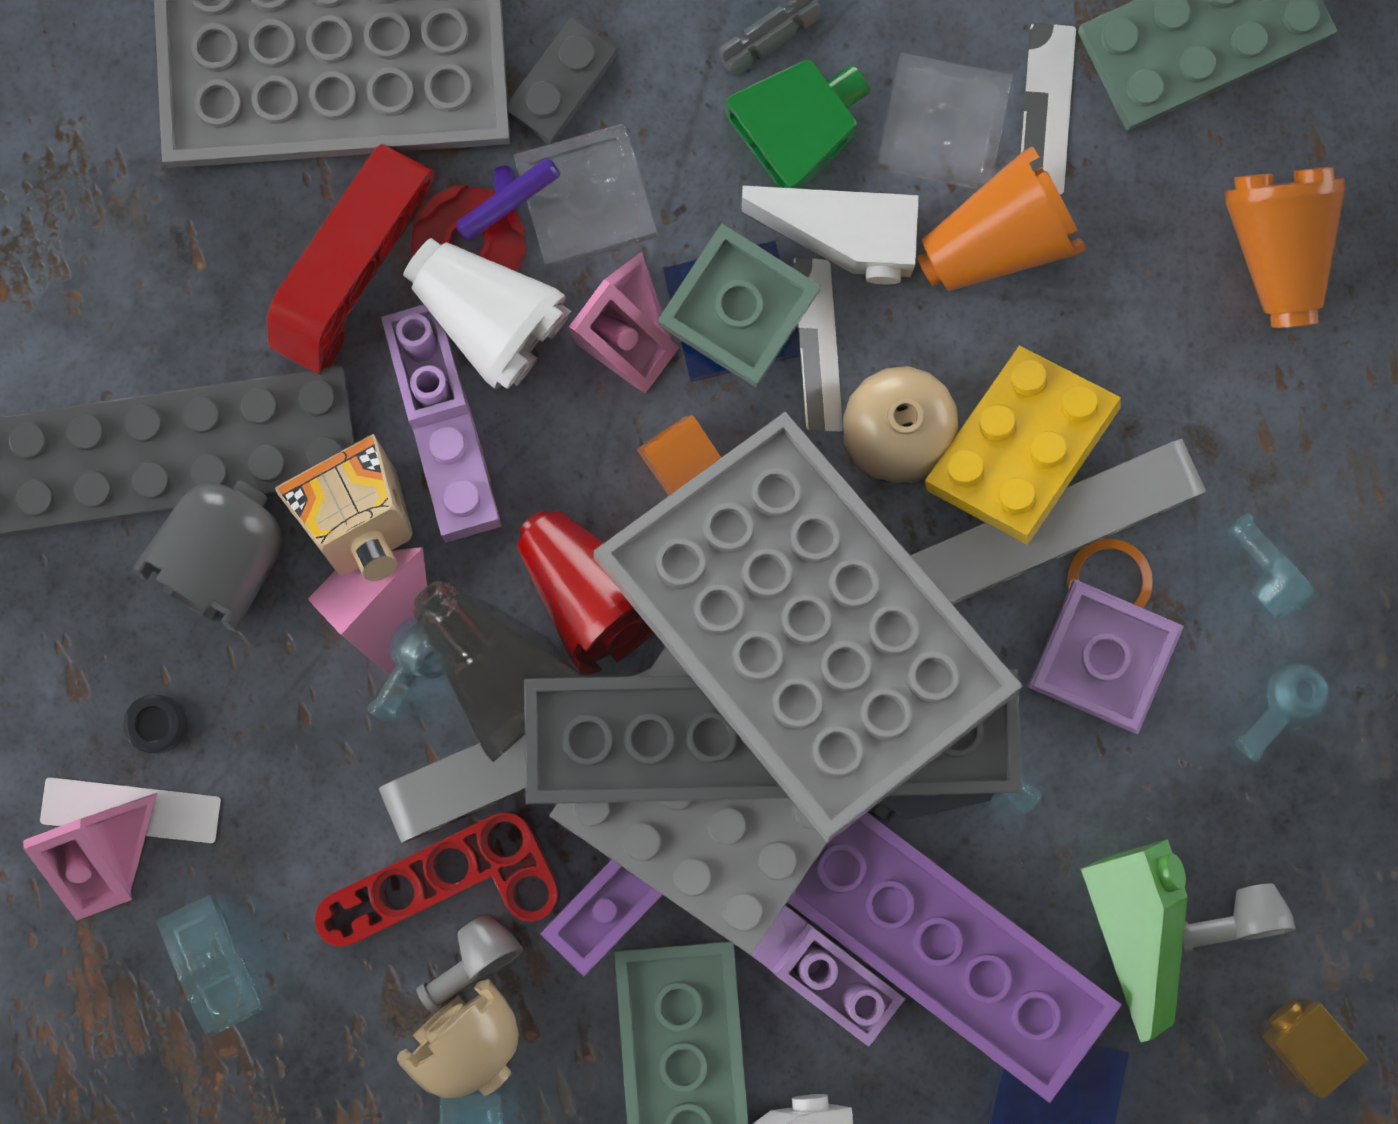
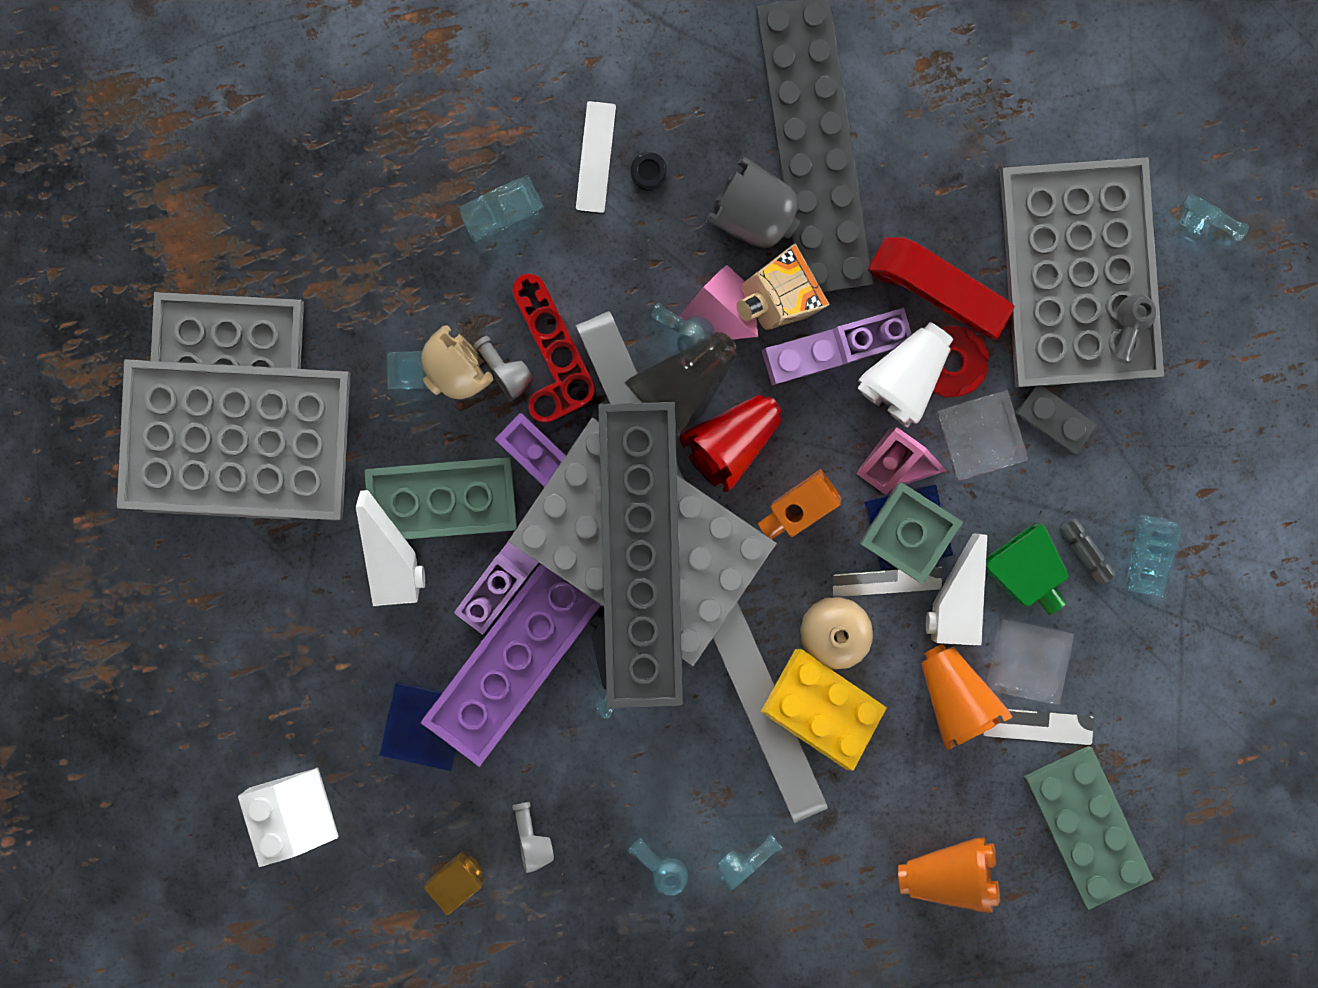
camera: 85 degrees right, 5 degrees up
(94, 857) = (566, 137): bright pink slope -> none
(508, 196) = (981, 387): dark purple piece -> none
(807, 625) = (709, 575): light grey plate -> none
(1105, 656) = (692, 759): lavender tile -> none
(1130, 550) = (733, 740): orange piece -> none
(1142, 918) = (530, 780): bright green slope -> none

